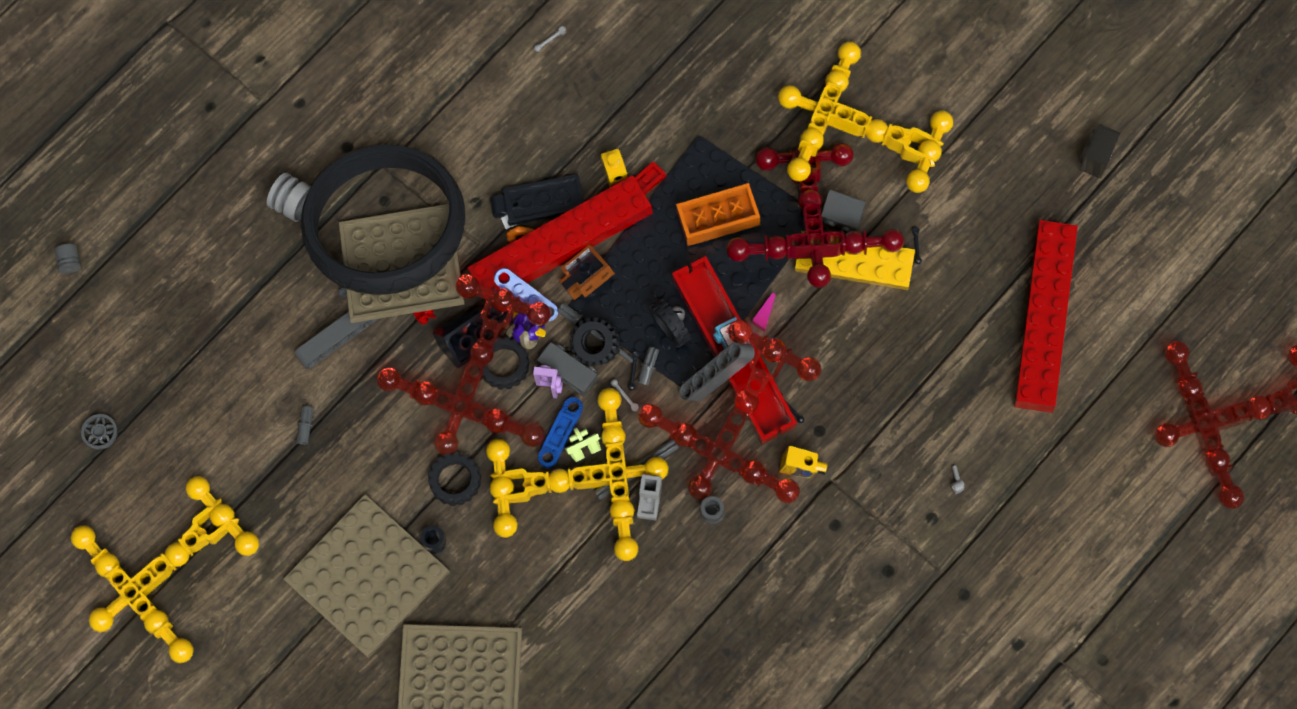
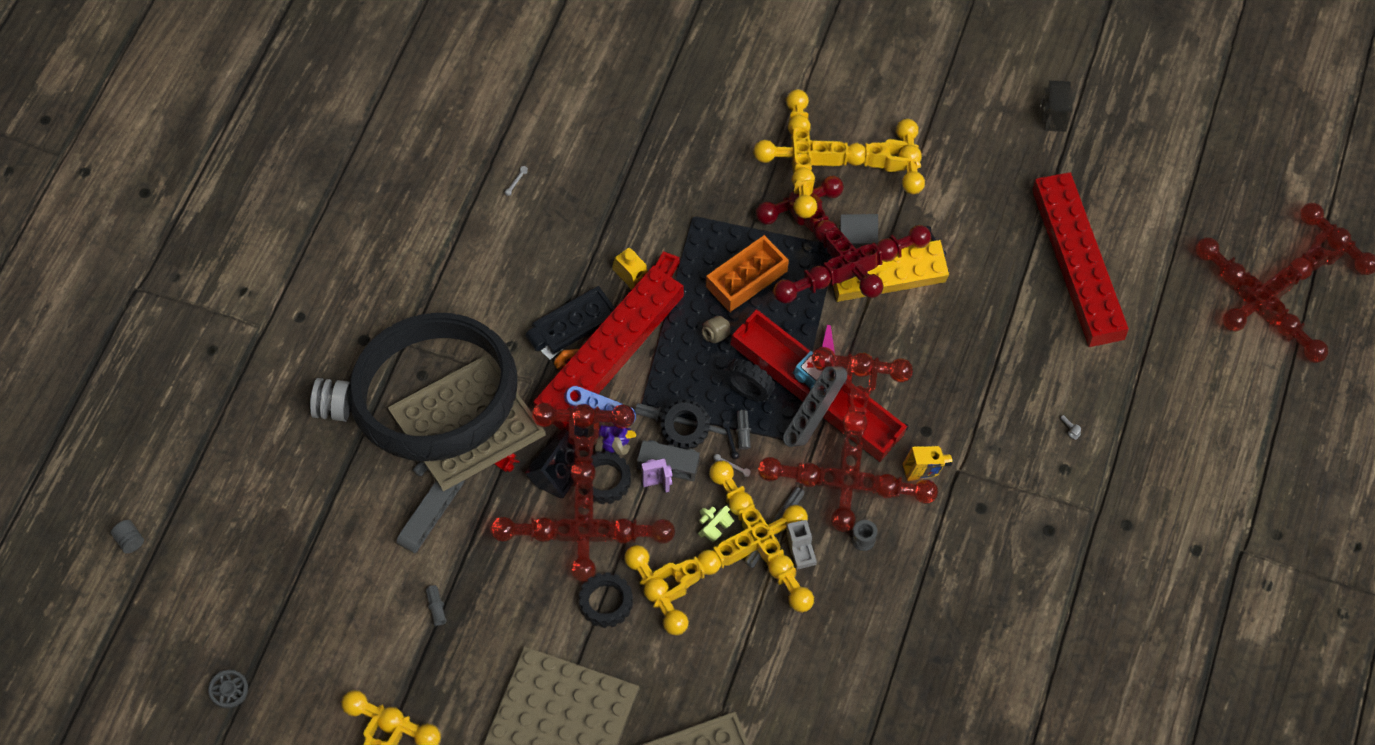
camera: 30 degrees left, 10 degrees down
(433, 539) = (611, 662): black piece -> none
(560, 432) = (688, 520): blue plate -> none
(585, 273) = (646, 368): piece -> none
(665, 259) = (716, 329): none -> dark tan head

